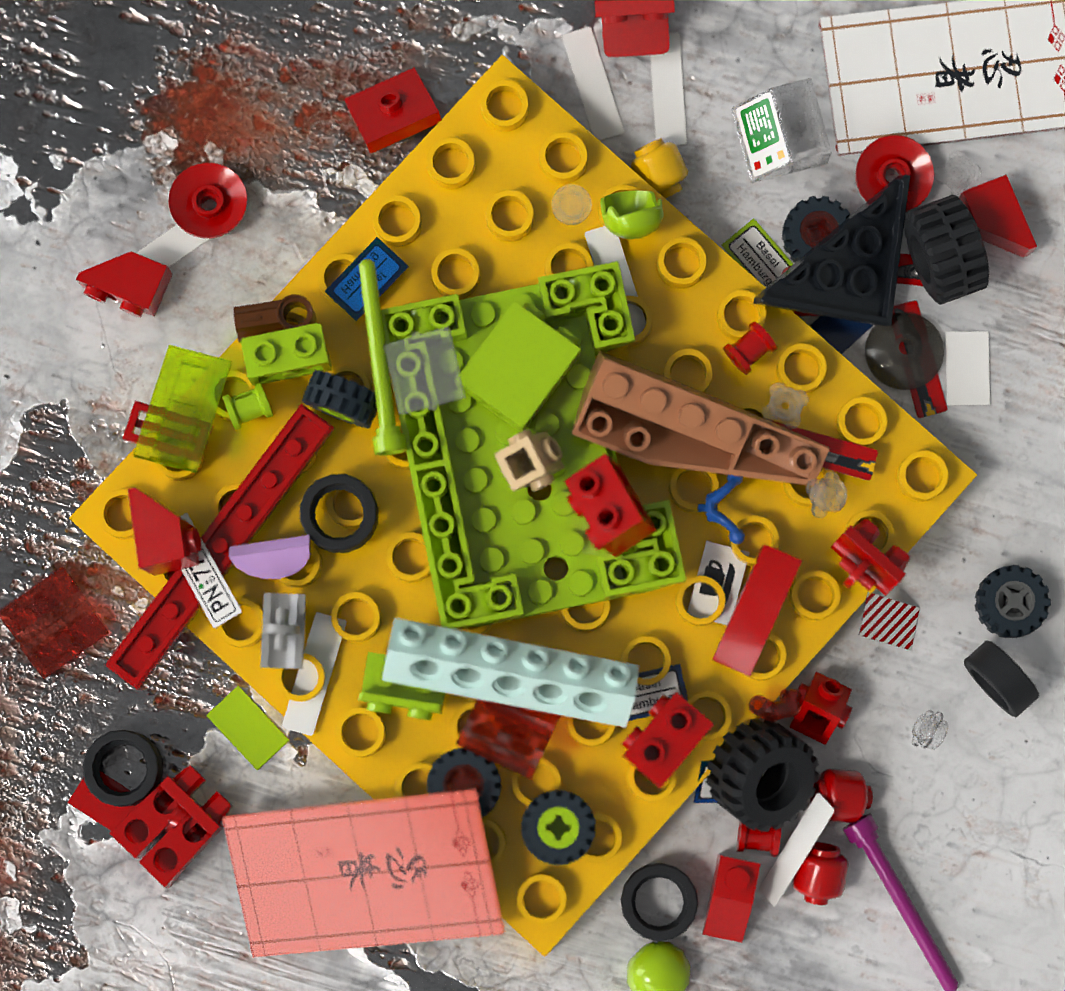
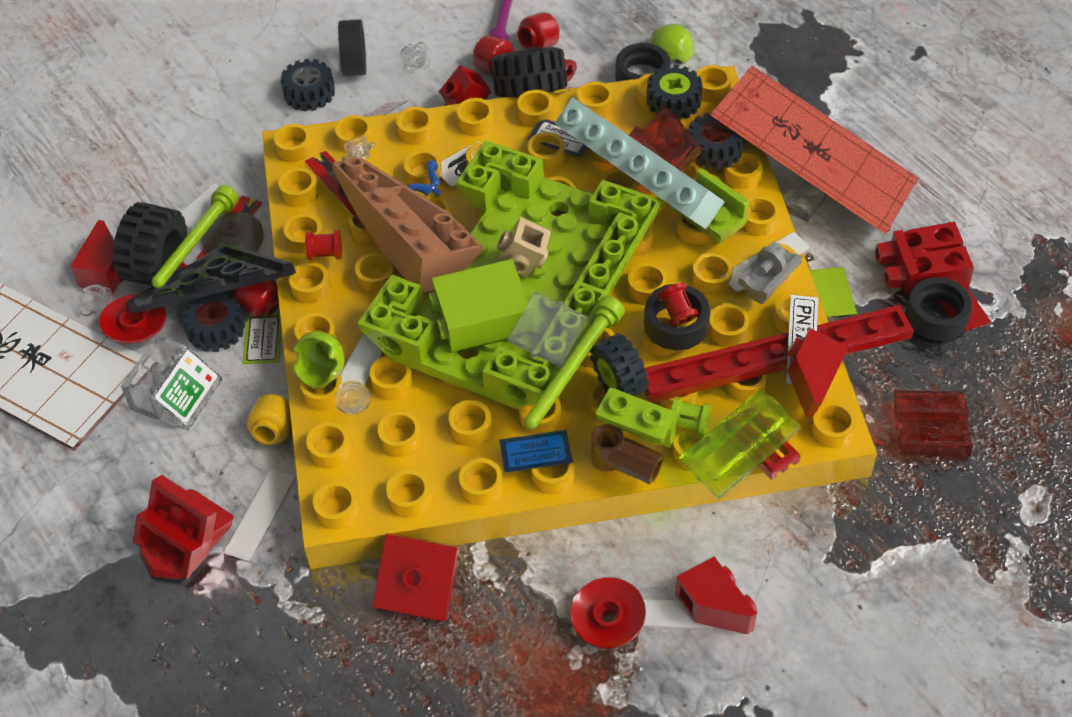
camera: 145 degrees left, 30 degrees down
(272, 558) = (742, 316): lavender tile -> none
(336, 508) = (677, 304): none -> red bush
(609, 506) = (496, 191): red brick -> none
(666, 739) = (559, 86): red brick -> none
(669, 93) = (223, 466): white sticker -> none
(731, 898) = (594, 51): red slope -> none
(756, 610) = (454, 121): red slope -> none
(776, 710) = (490, 90): clear red arm -> none
(794, 398) = (334, 208): clear plate -> none
(796, 849) = (530, 39): white sticker -> none
(868, 563) = (367, 106): red hips -> none
(946, 372) = (222, 201): none -> lime piece

